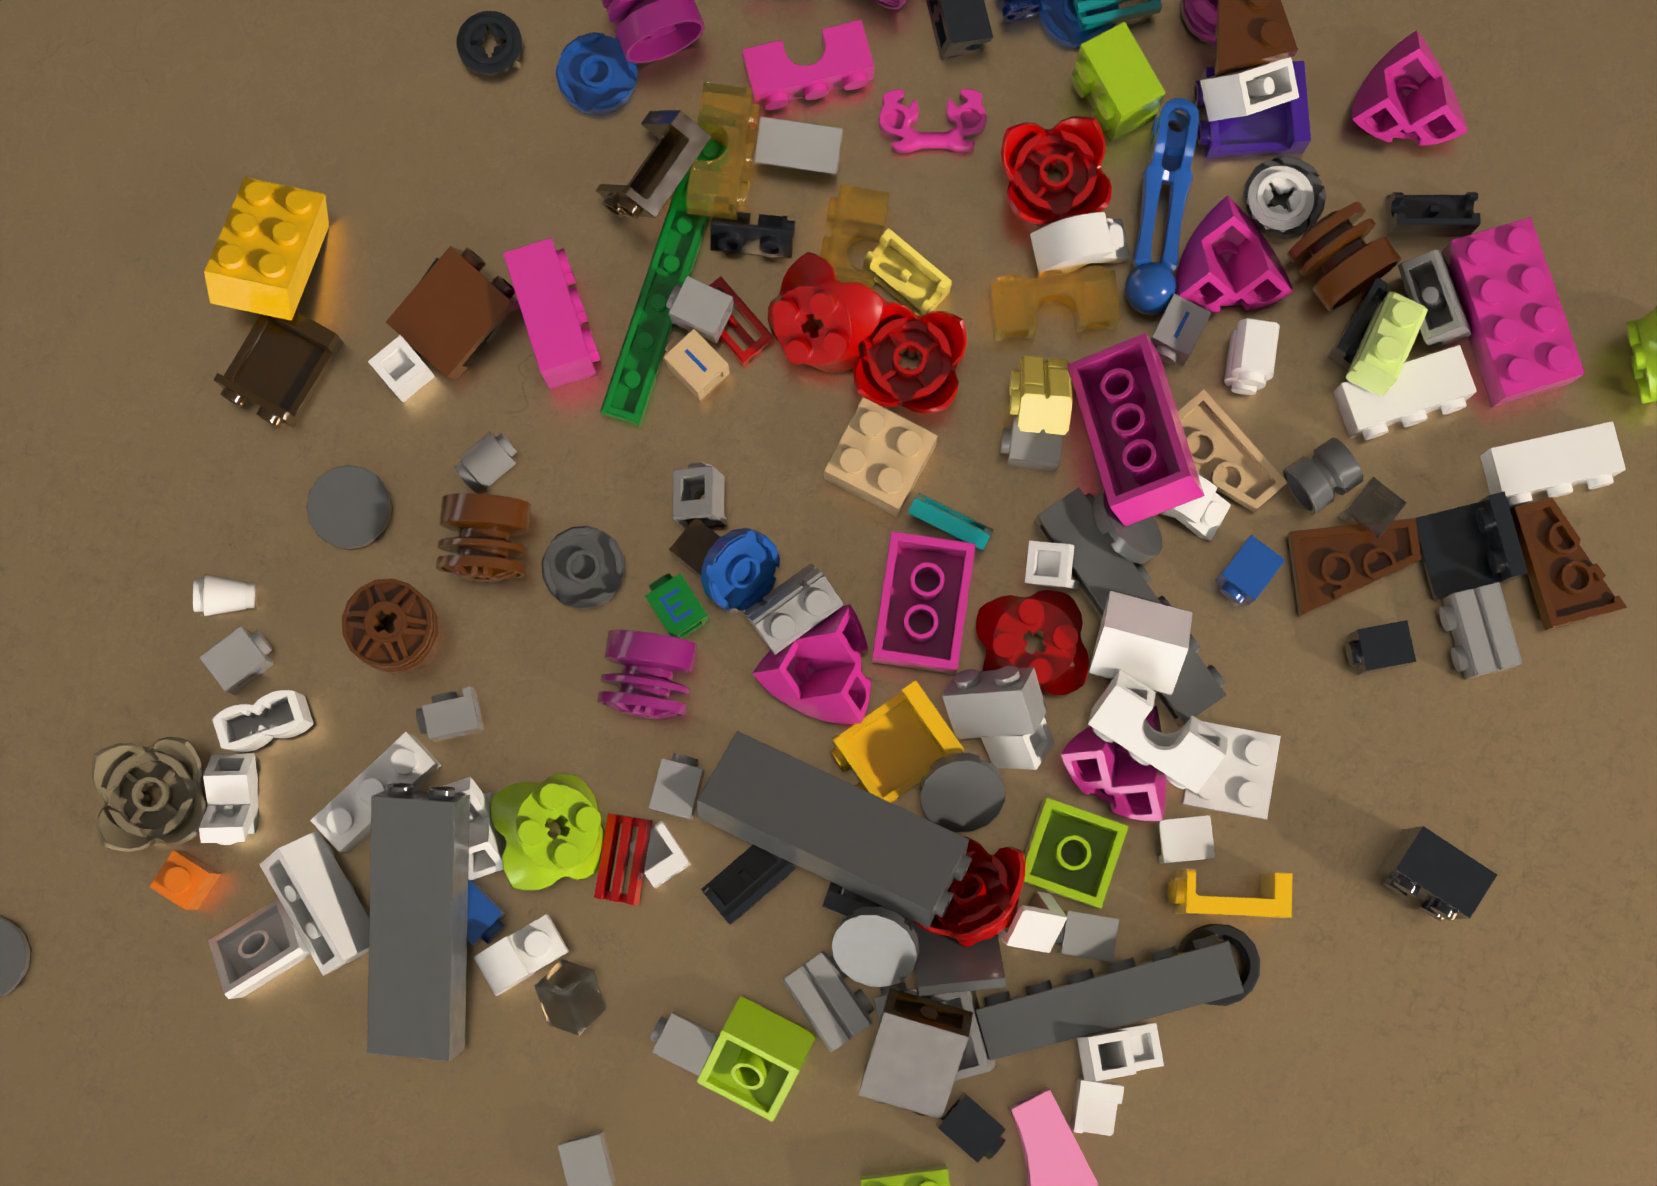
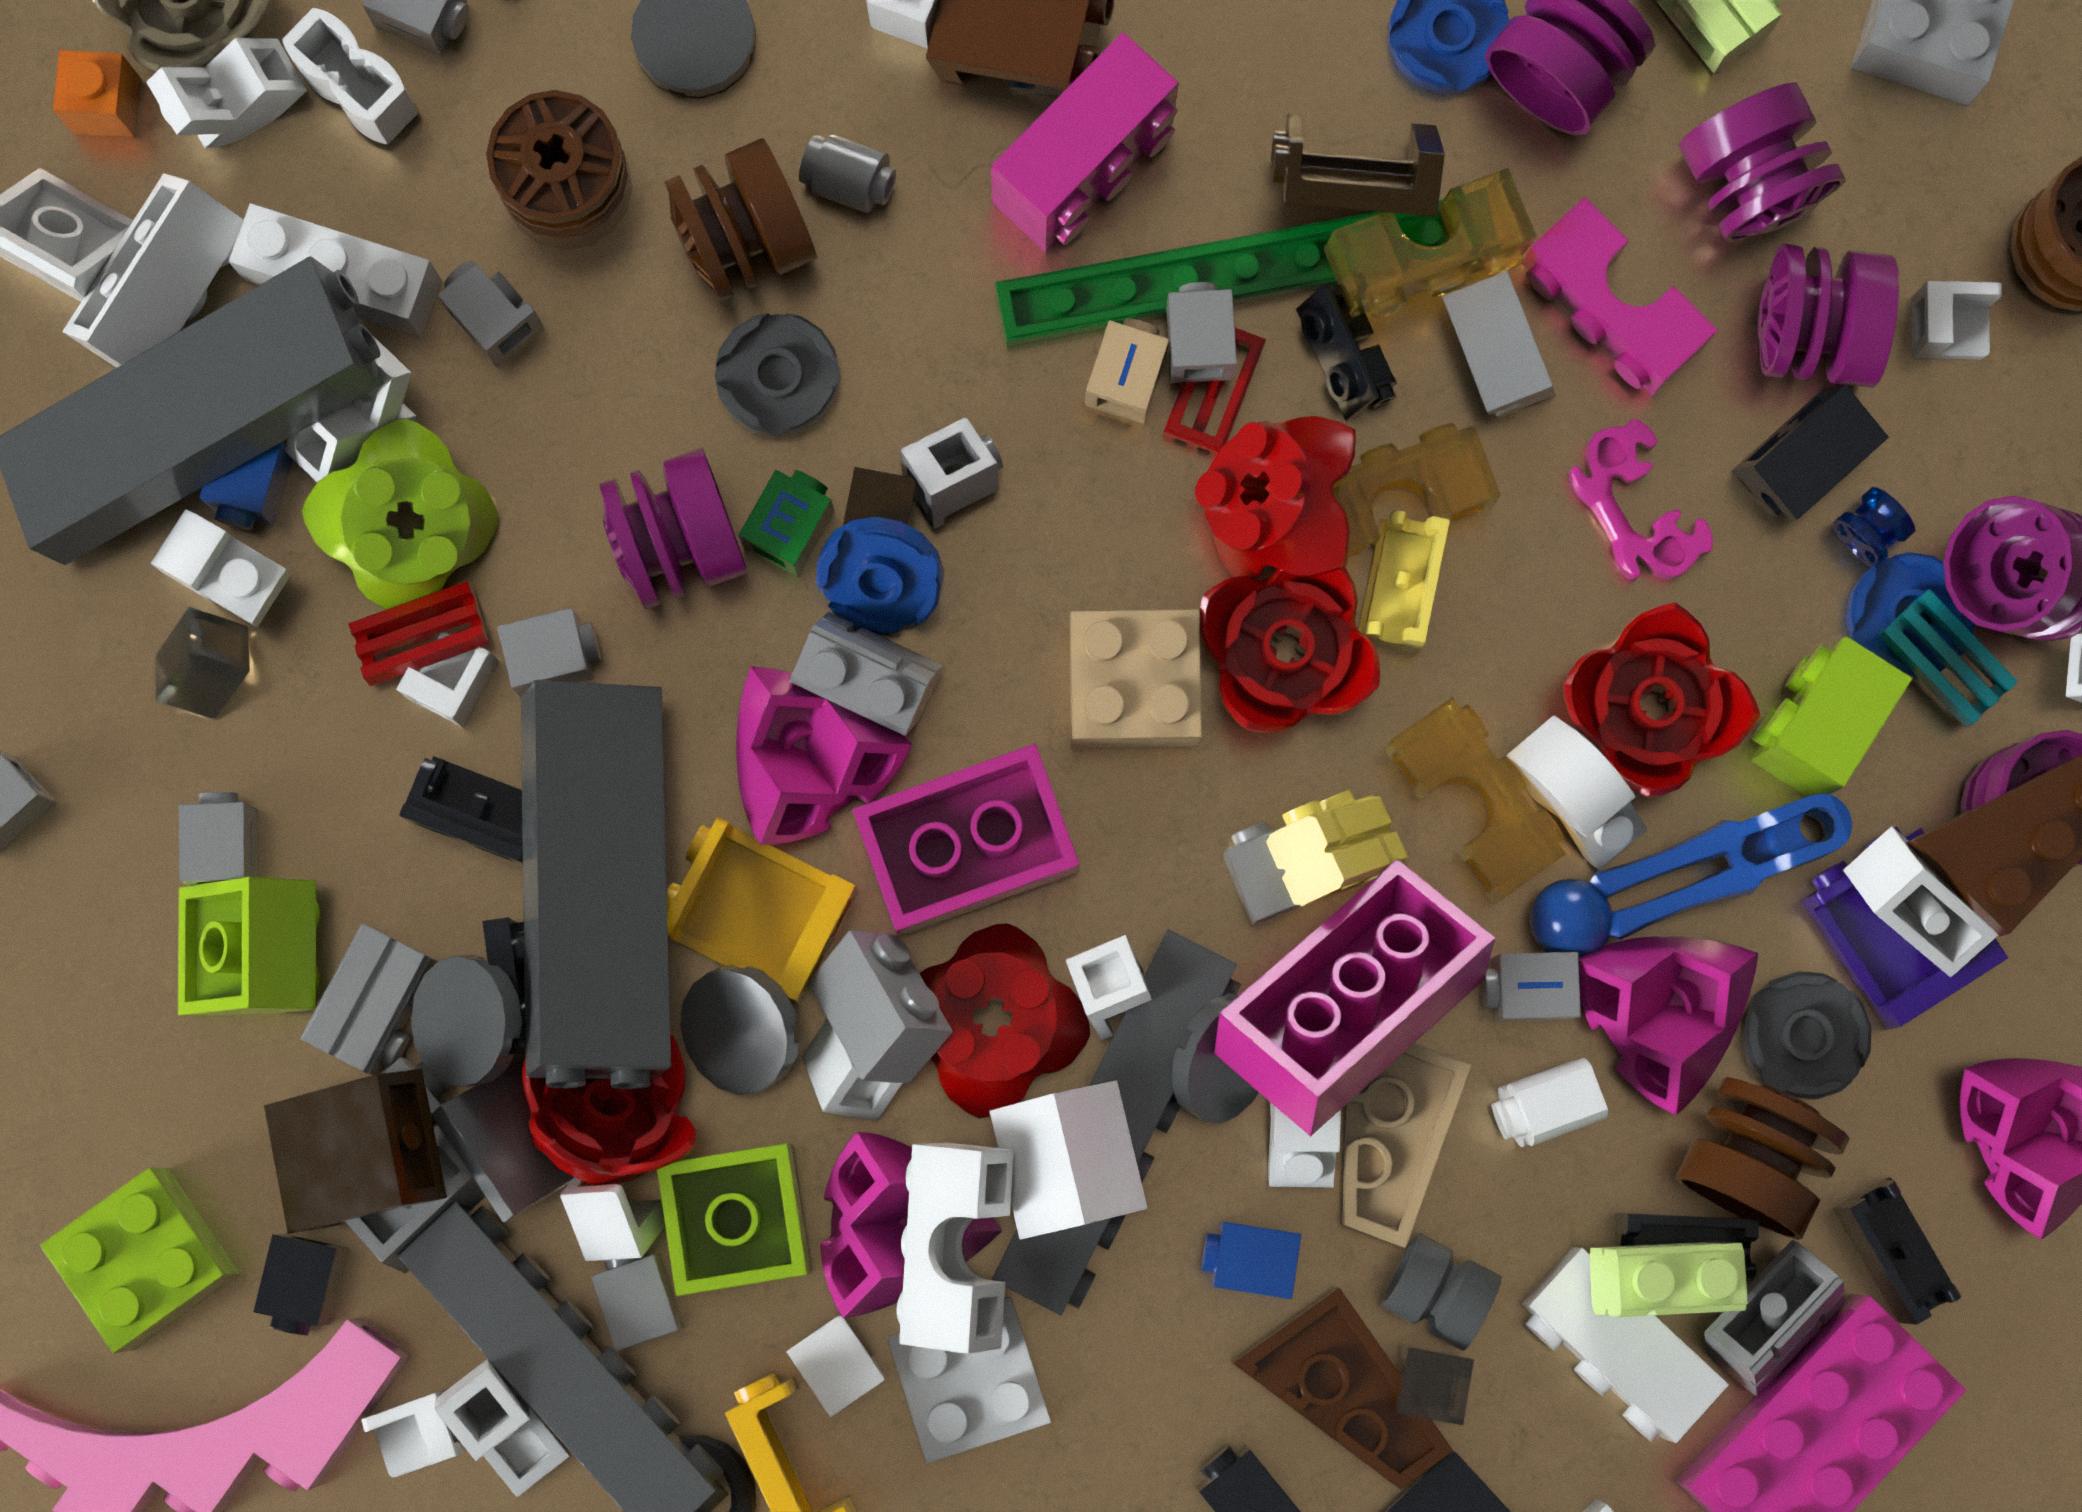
camera: 60 degrees right, 0 degrees up
(950, 521) = (1100, 819): teal tile -> none
(1281, 180) = (1824, 1018): white gear -> none

